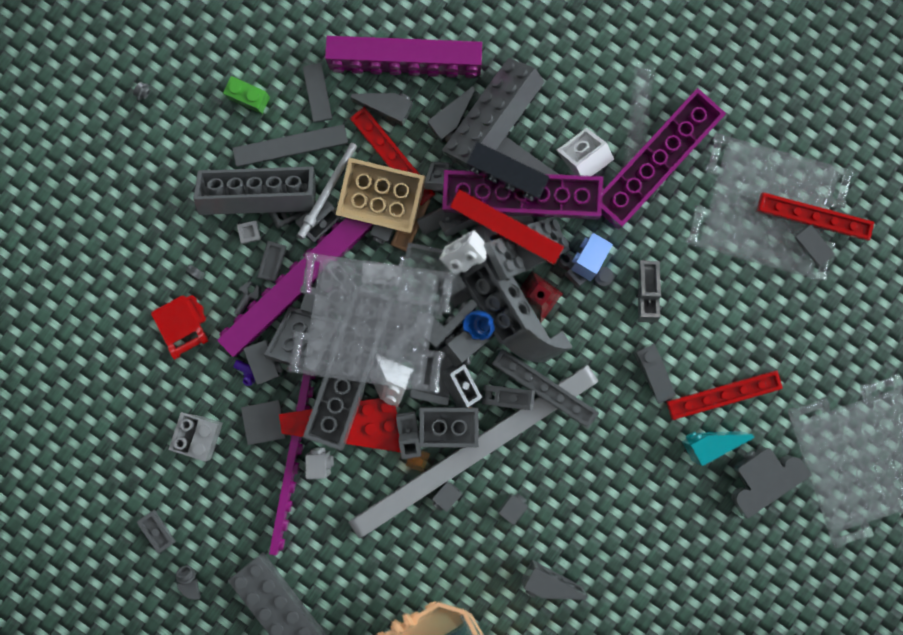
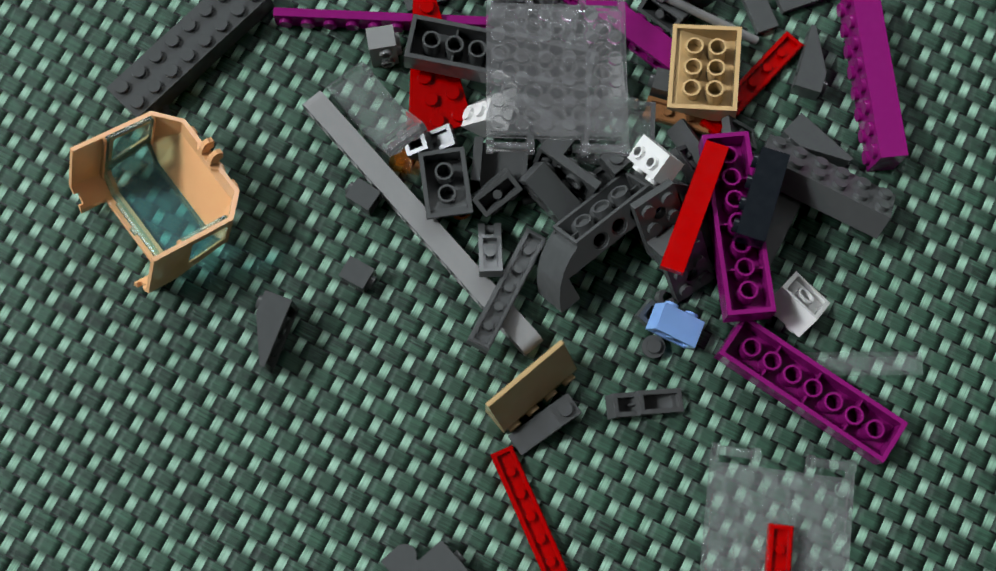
camera: 80 degrees right, 10 degrees down
(374, 476) = (375, 110): none -> clear windscreen
(479, 325) = (572, 195): blue hair -> none
(549, 294) = (614, 272): dark red slope -> none
(628, 382) = (531, 387): none -> tan slope
(708, 446) = (465, 497): teal slope -> none

